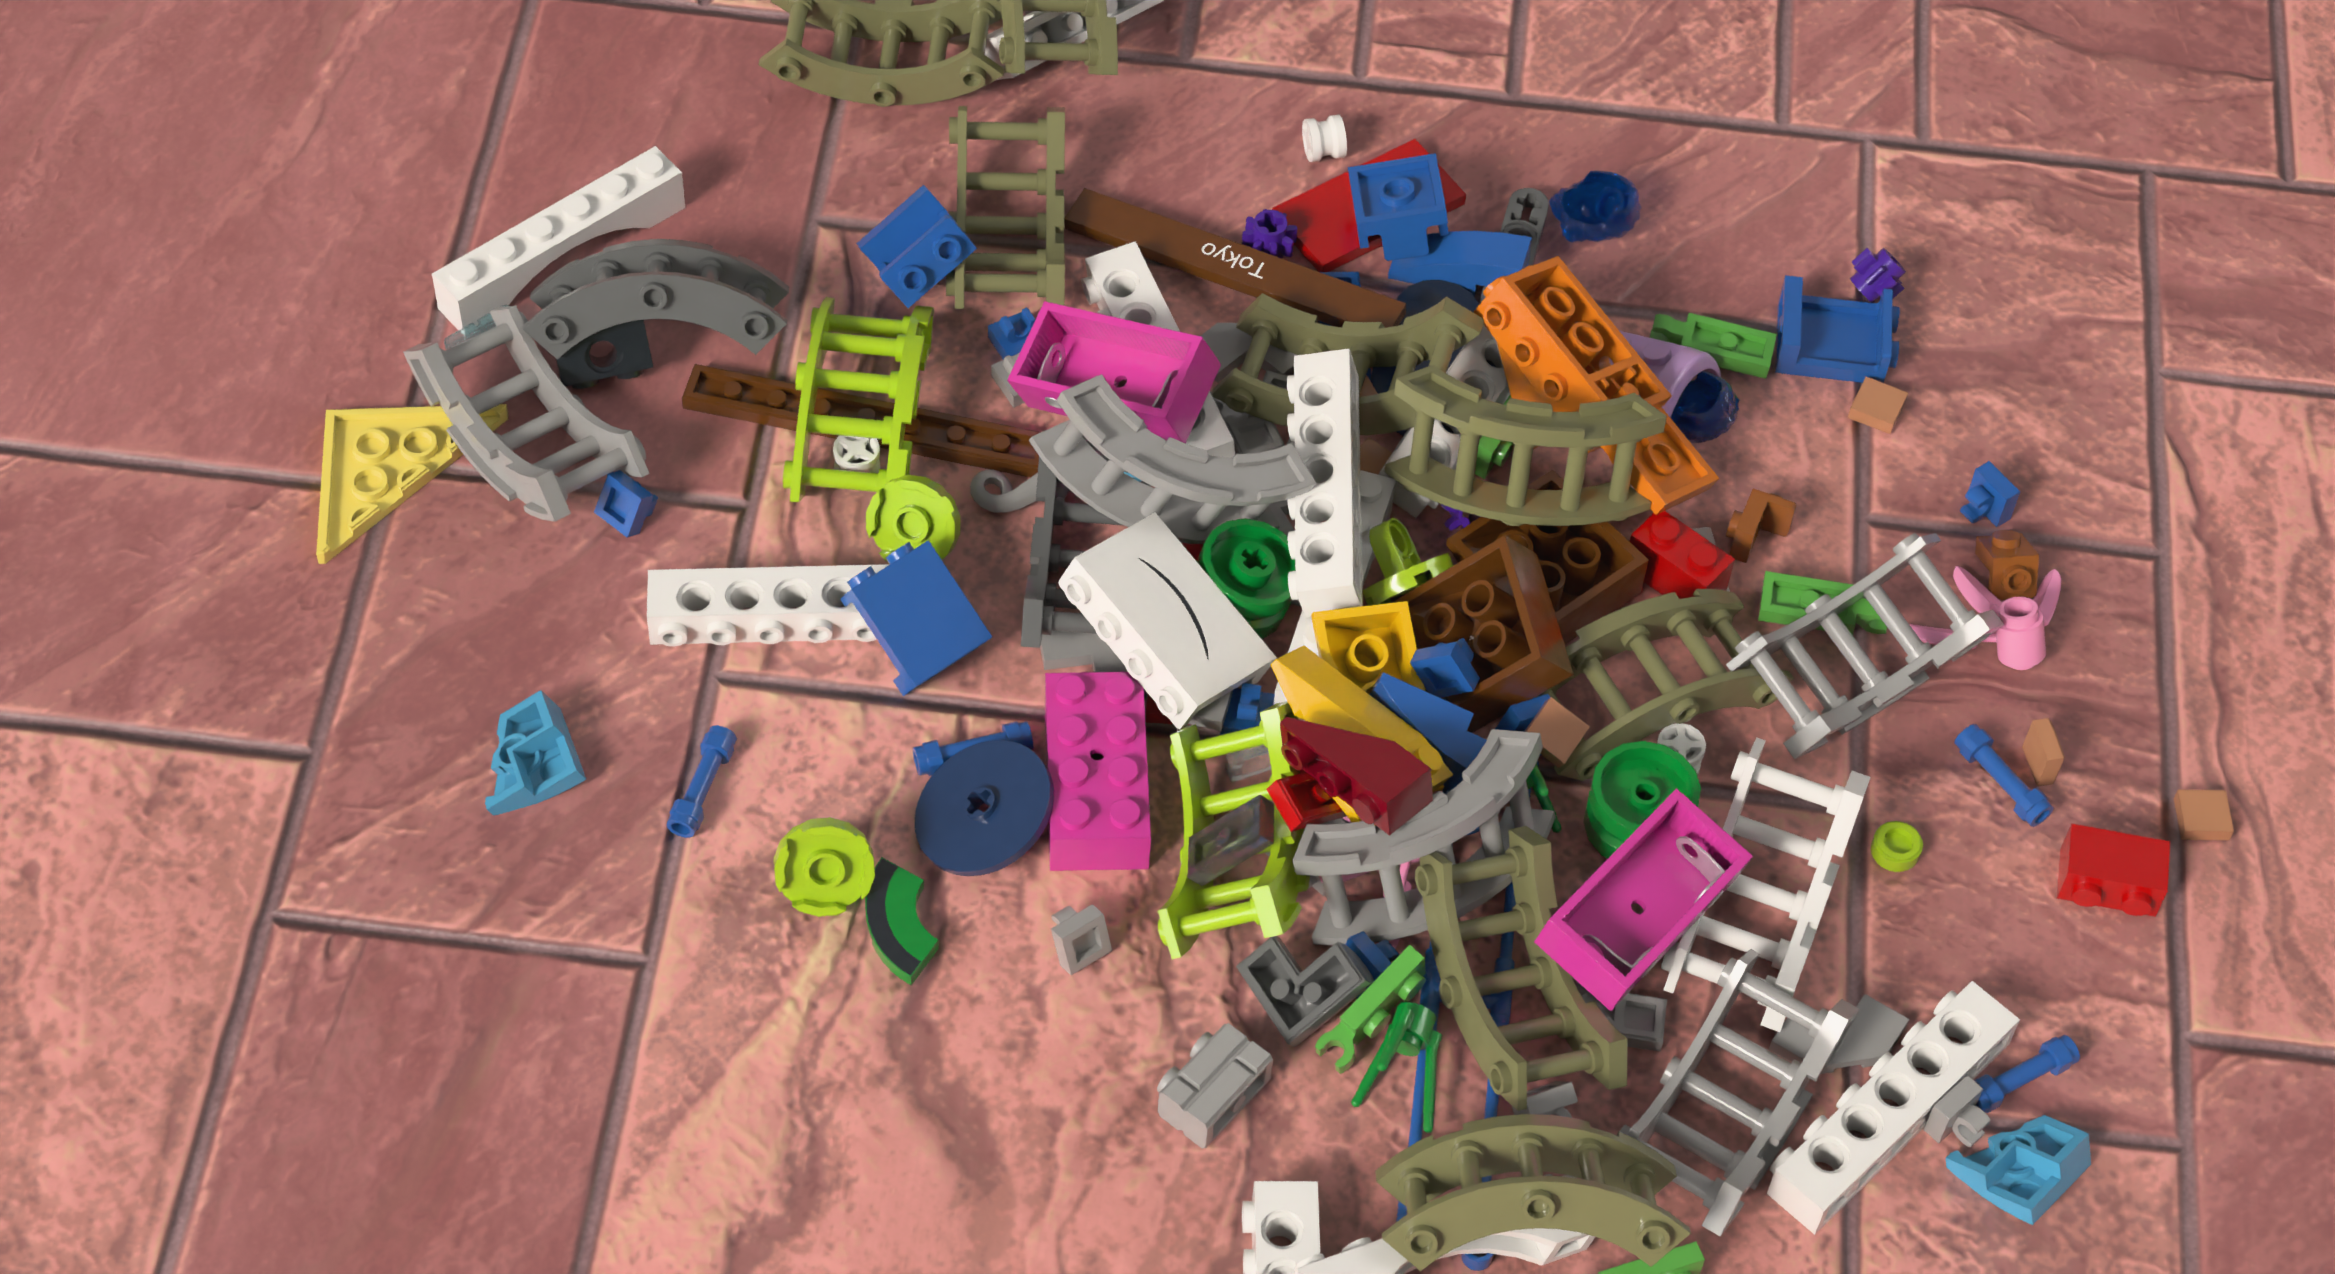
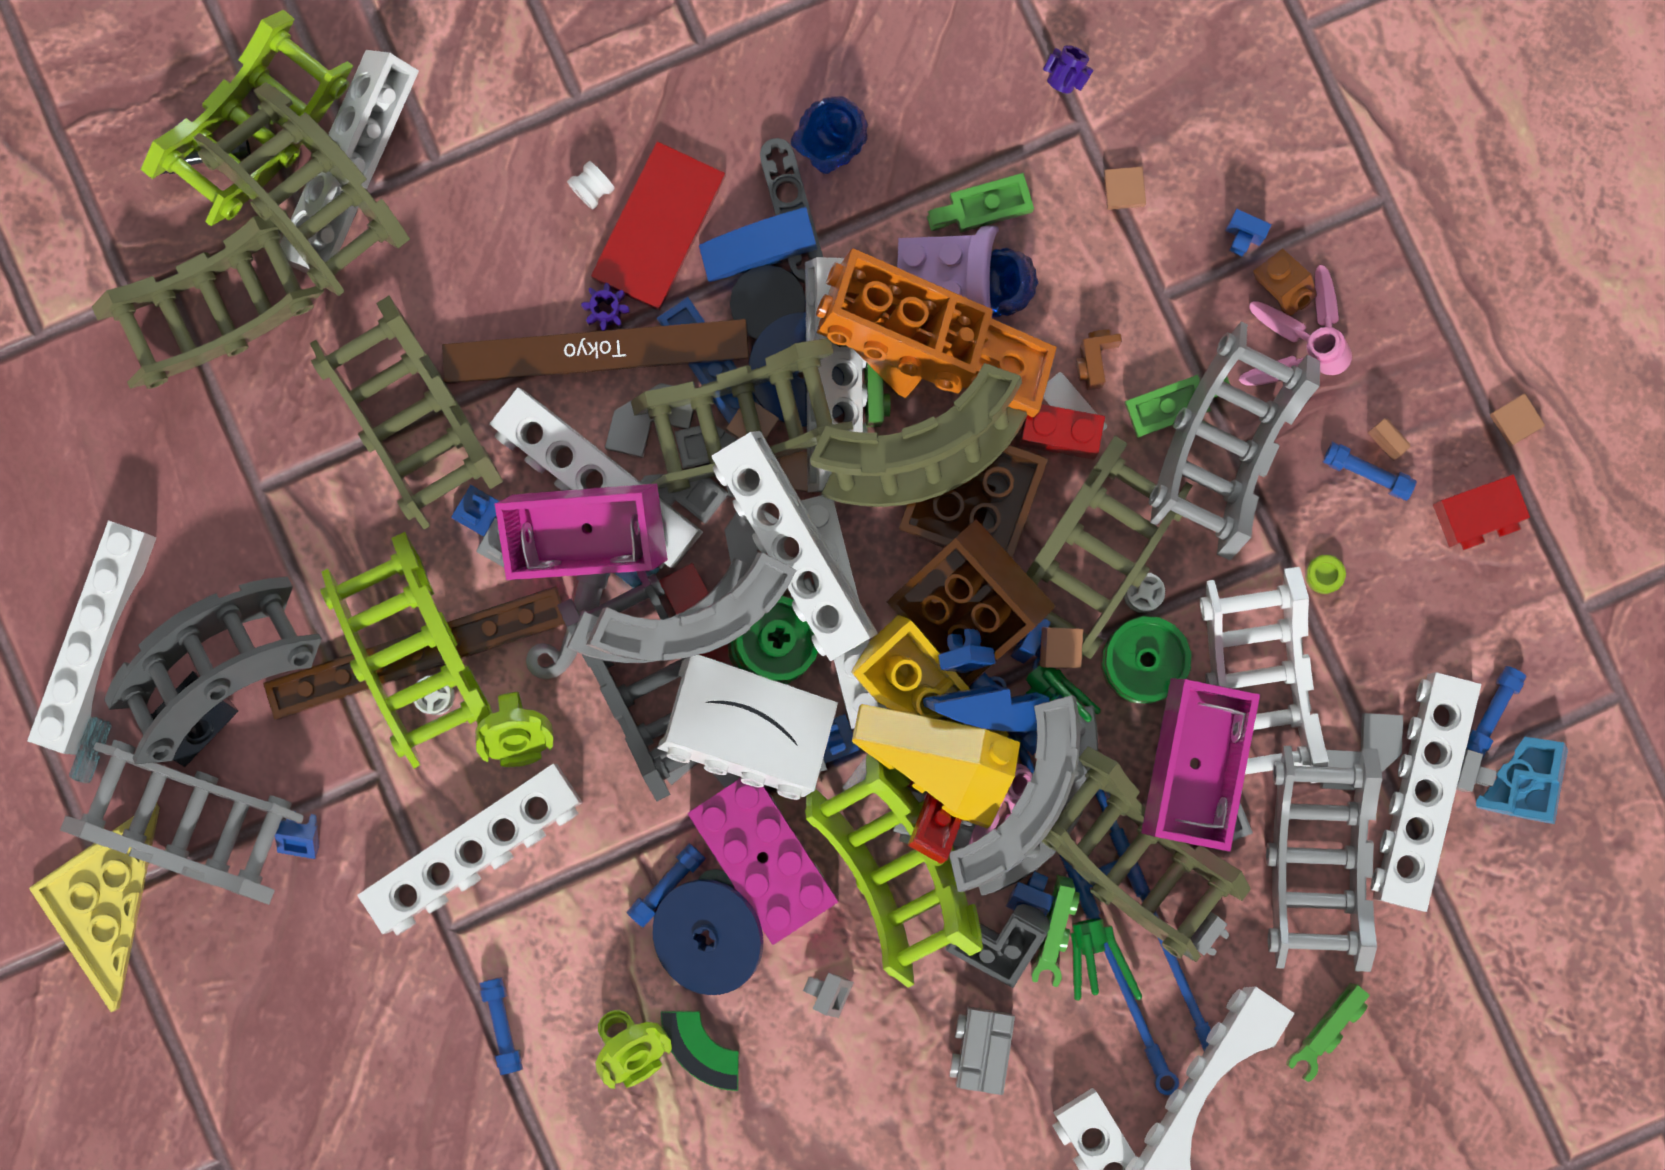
camera: 25 degrees left, 30 degrees up
(532, 756) = (374, 1076): dark azure slope -> none
(916, 246) = (366, 496): blue panel -> none
(917, 614) = (566, 819): blue panel -> none
(1231, 840) = (899, 882): clear smoke plate -> none
(1365, 771) = (978, 804): dark red slope -> none
(1399, 204) = (691, 235): blue panel -> none
(1399, 563) = (882, 568): lime tile -> none
(1608, 1202) = (1224, 1001): olive fence -> none
(1834, 335) = (1063, 141): blue panel -> none

